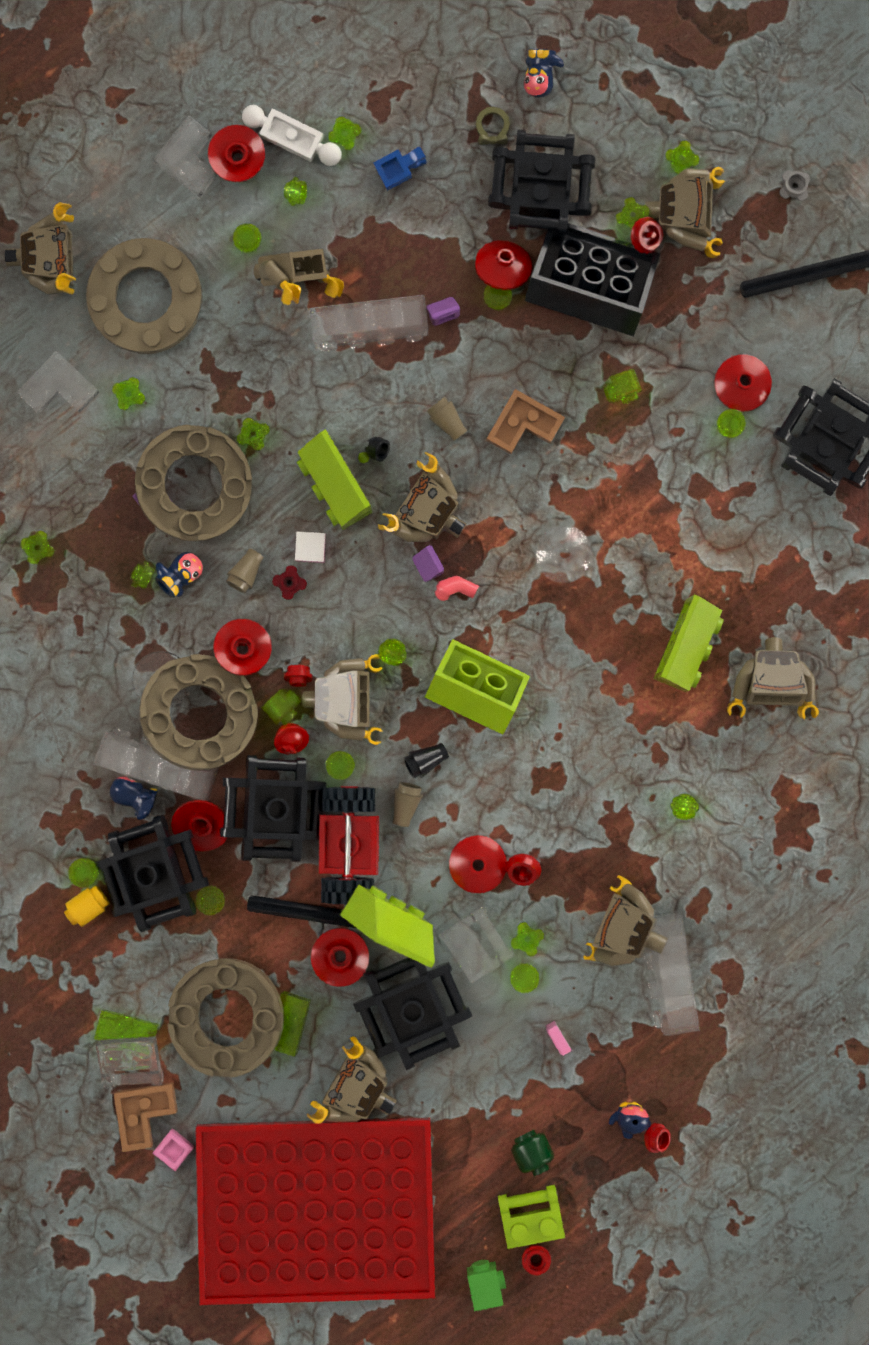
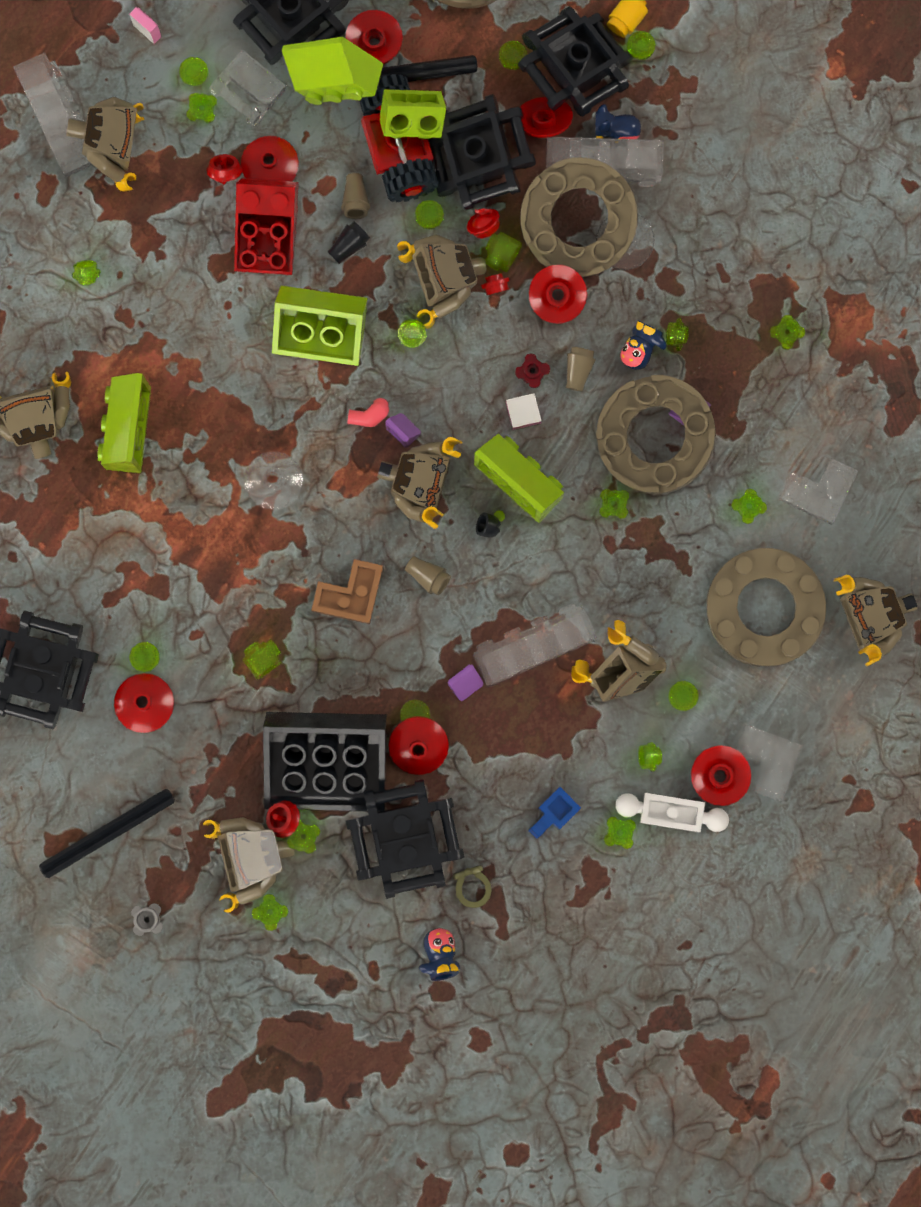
camera: 165 degrees right, 5 degrees down
(327, 858) = (412, 107): none -> lime brick
(499, 801) = (265, 226): none -> red slope

